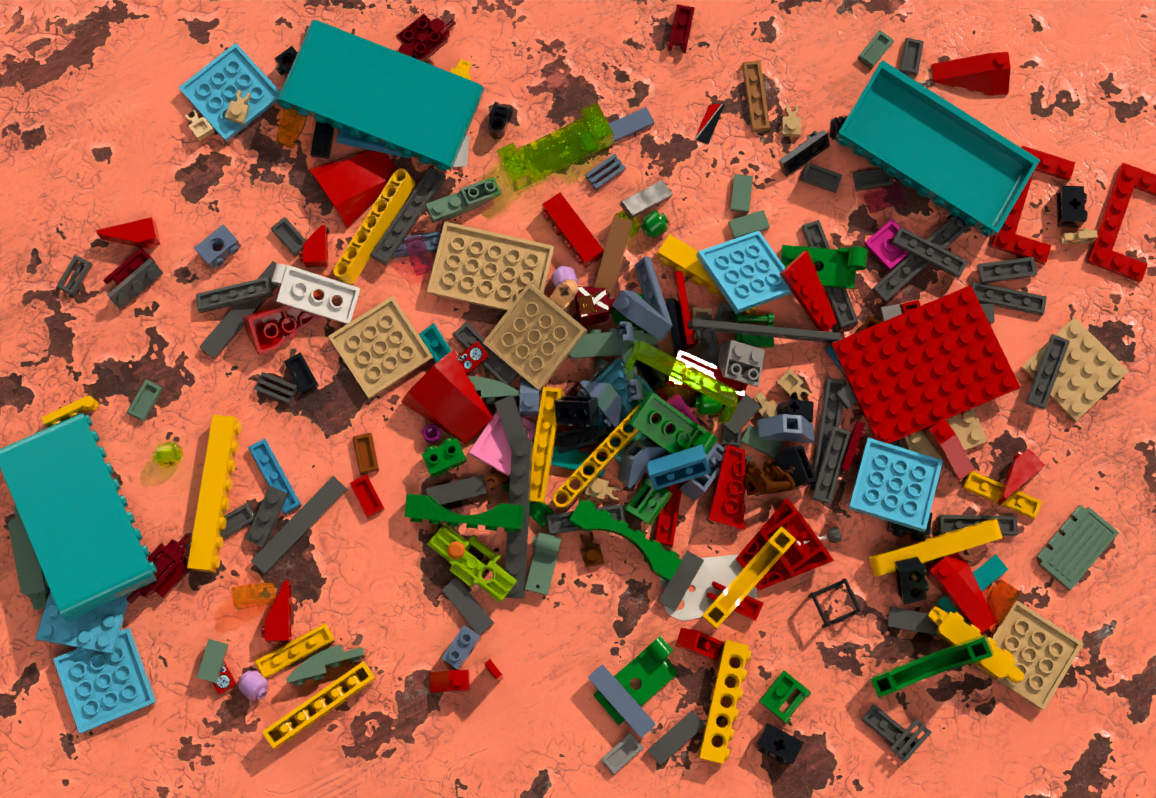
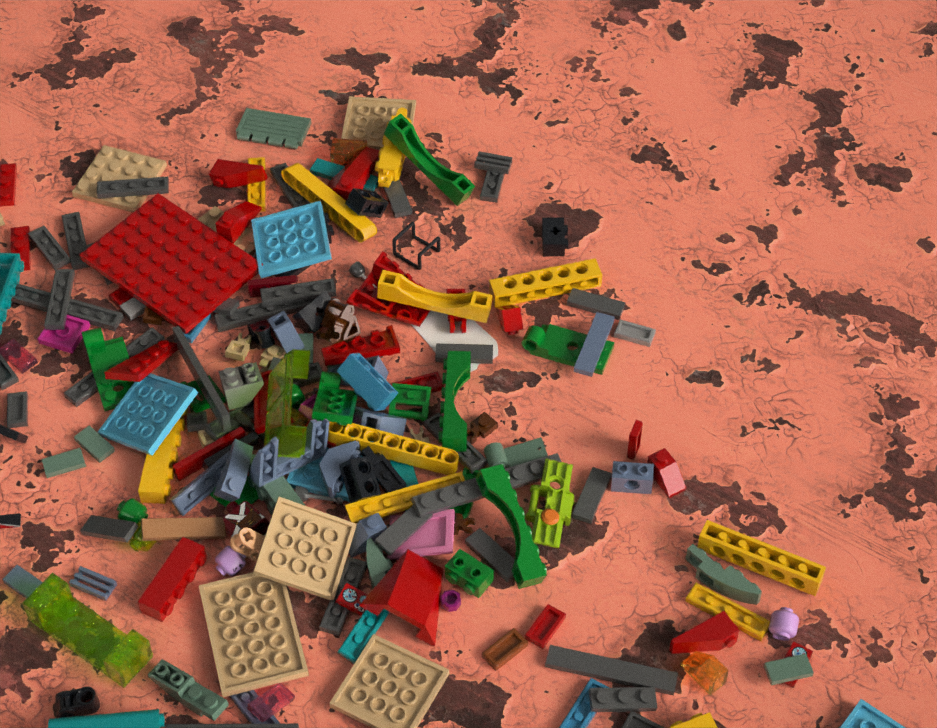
camera: 115 degrees left, 25 degrees down
(778, 694) = (513, 250): green plate -> none

